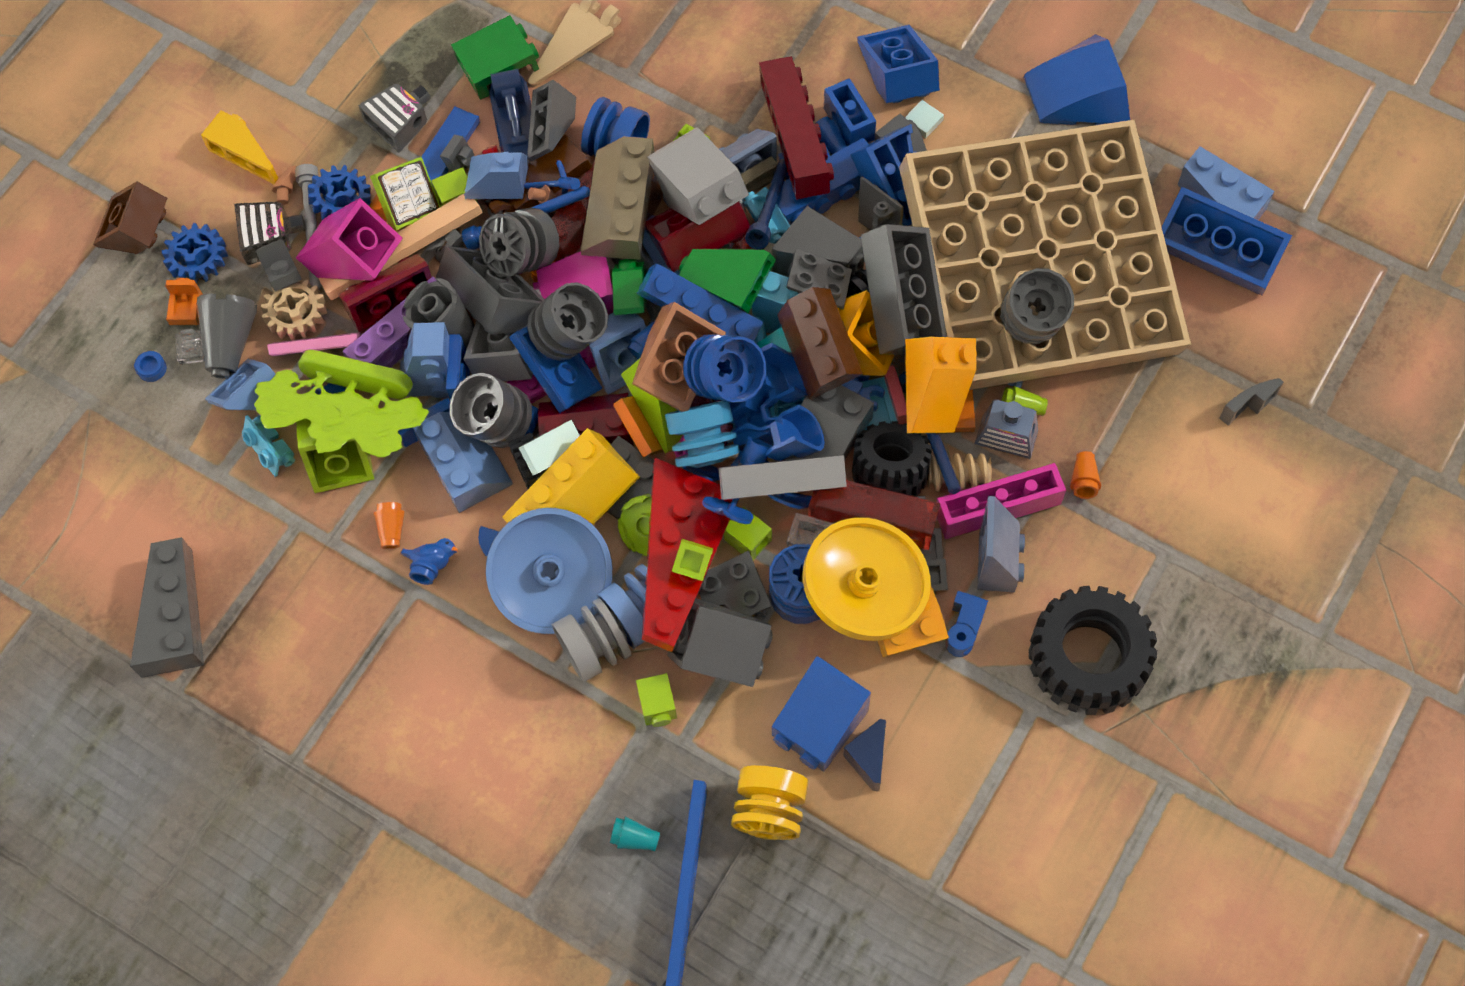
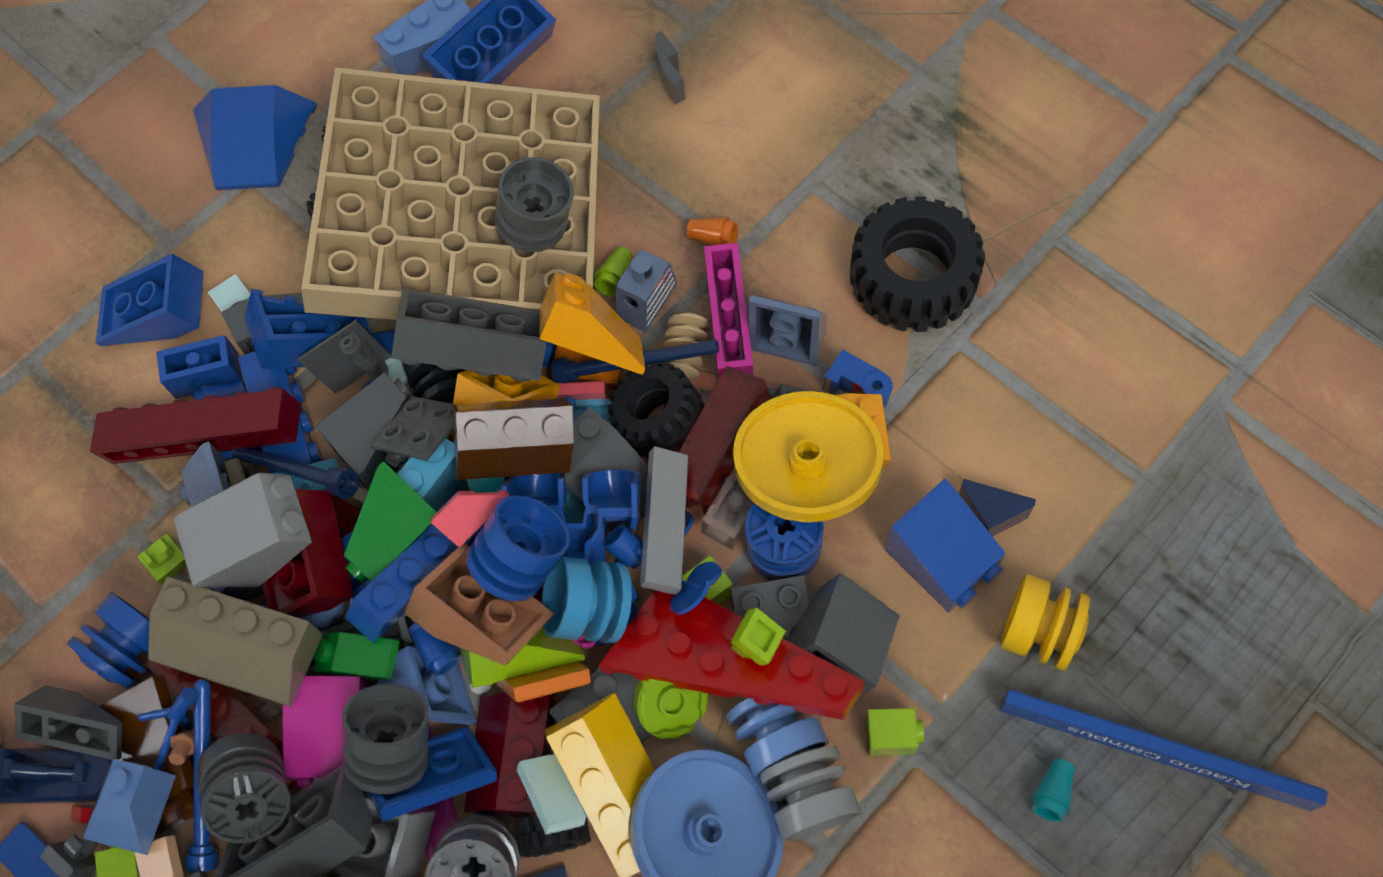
camera: 75 degrees left, 0 degrees up
(744, 322) = (466, 514): none -> coral tile

